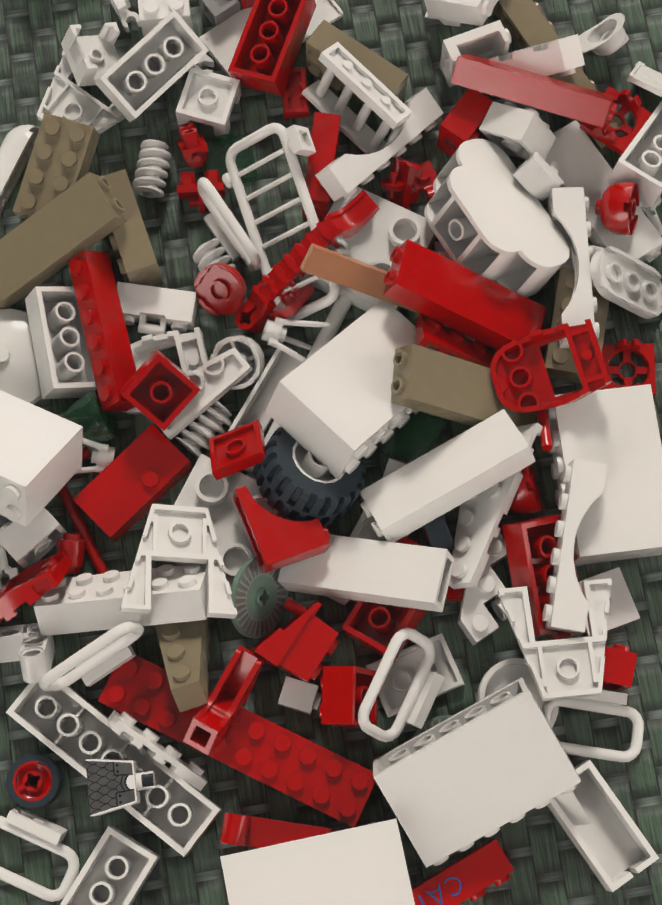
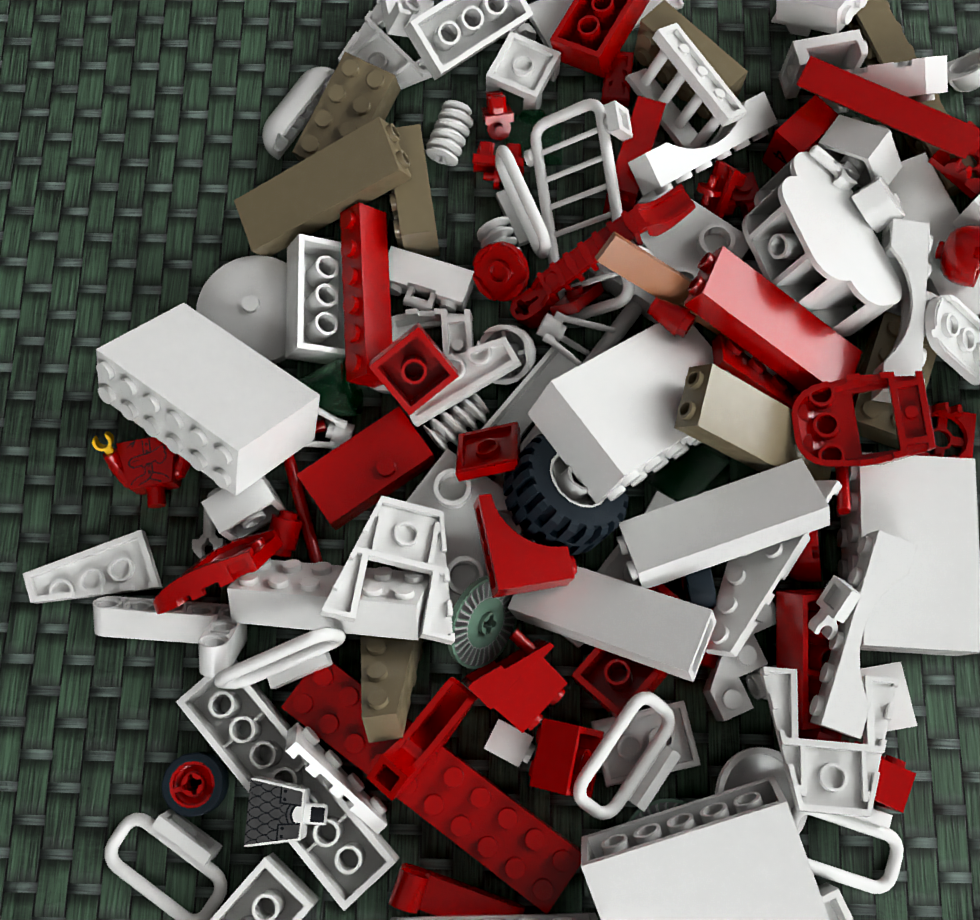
camera: 15 degrees right, 0 degrees up
(375, 306) = (672, 316): none -> red cone
(505, 154) = (844, 174): none -> white bar
(548, 525) = (836, 605): none -> white plate

